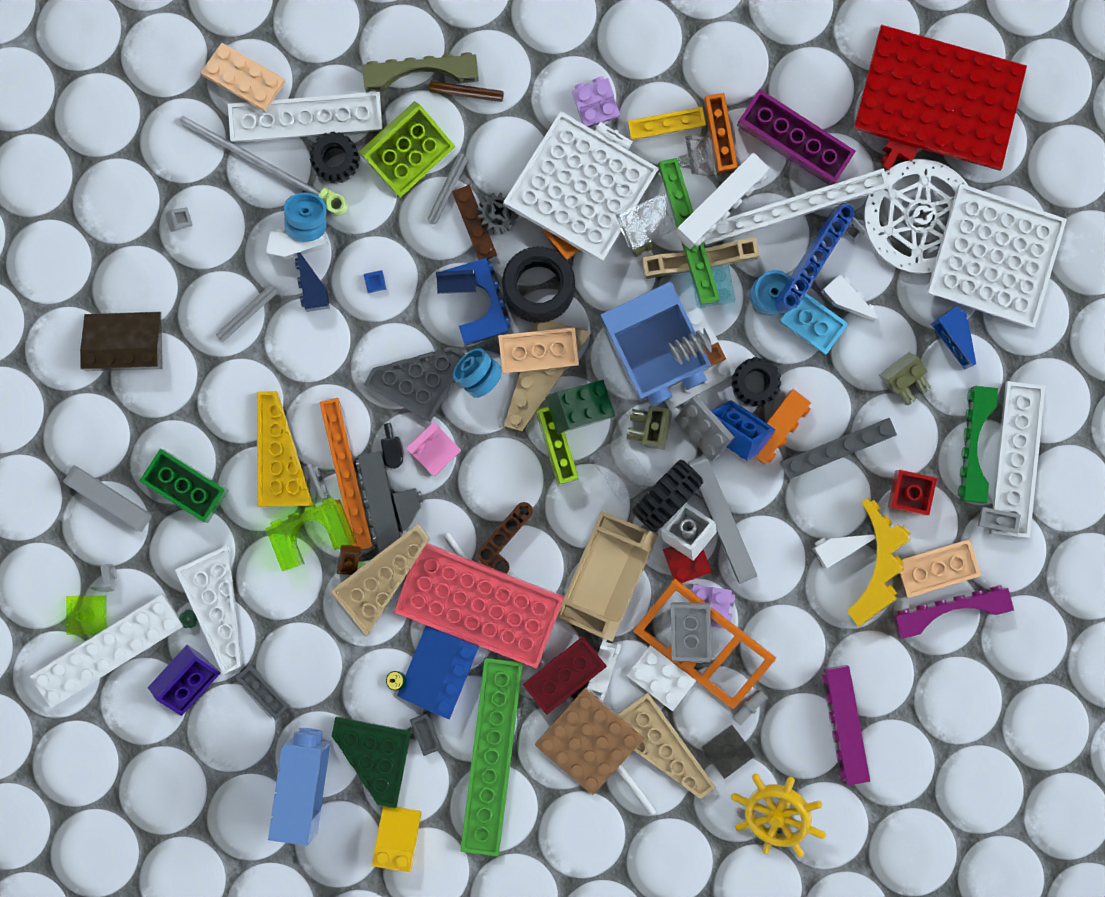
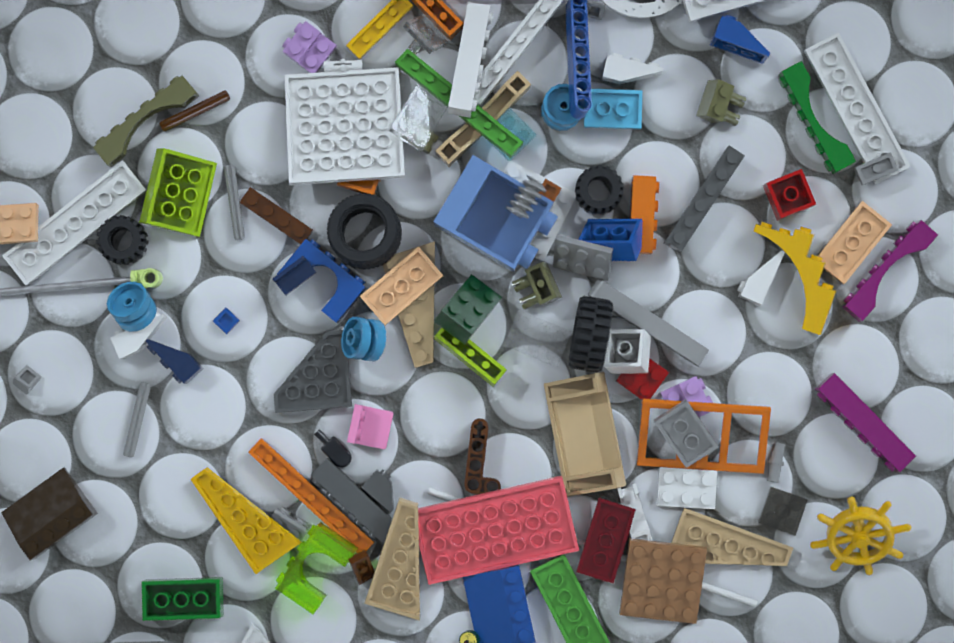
camera: 30 degrees left, 0 degrees up
(501, 220) = (296, 198): dark grey gear -> none

